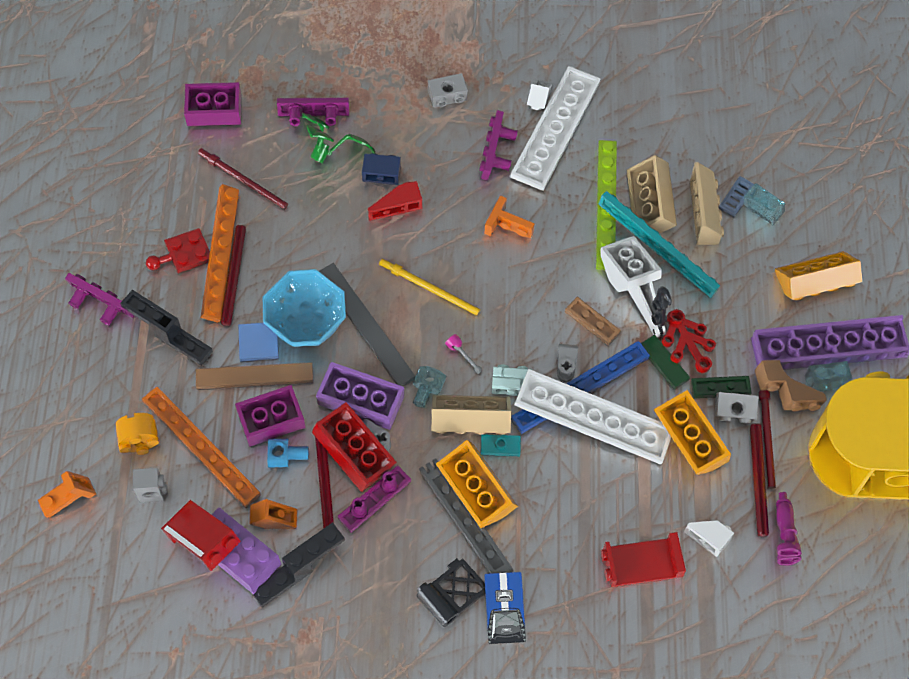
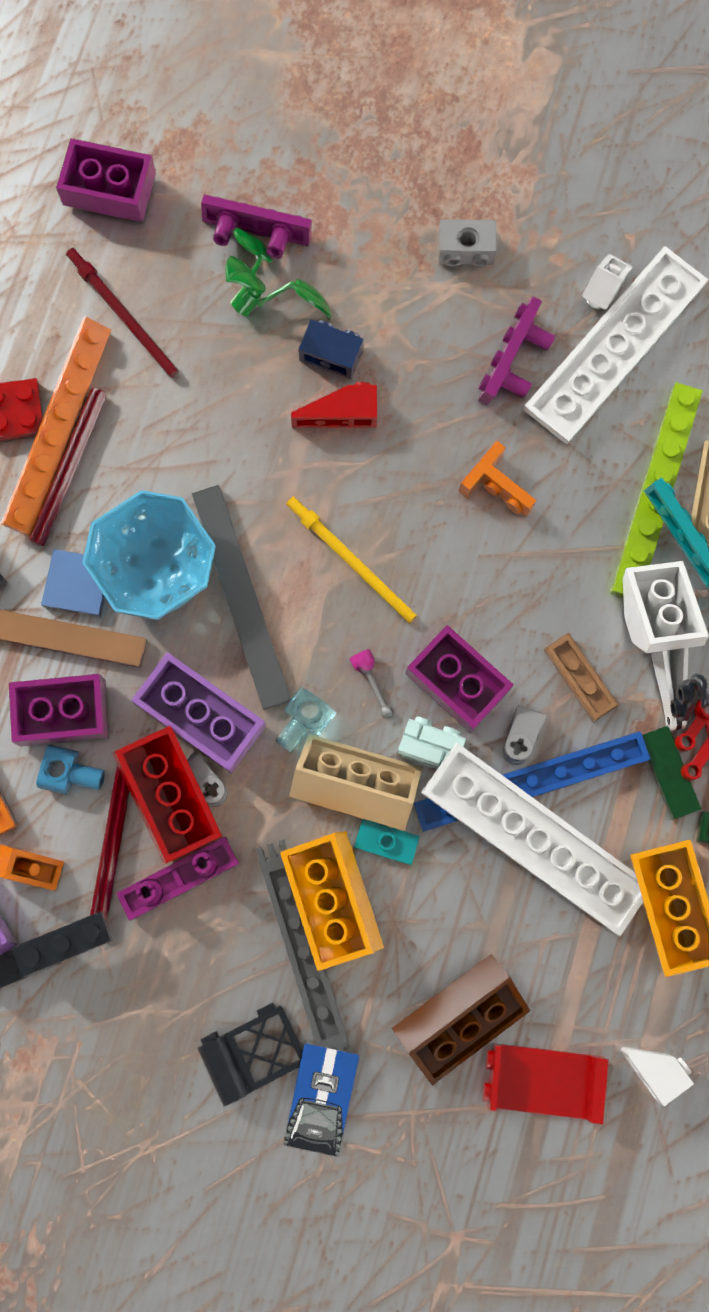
camera: 15 degrees right, 15 degrees up
(517, 336) = (458, 678): none -> magenta brick
(579, 536) = (461, 1019): none -> reddish brown slope

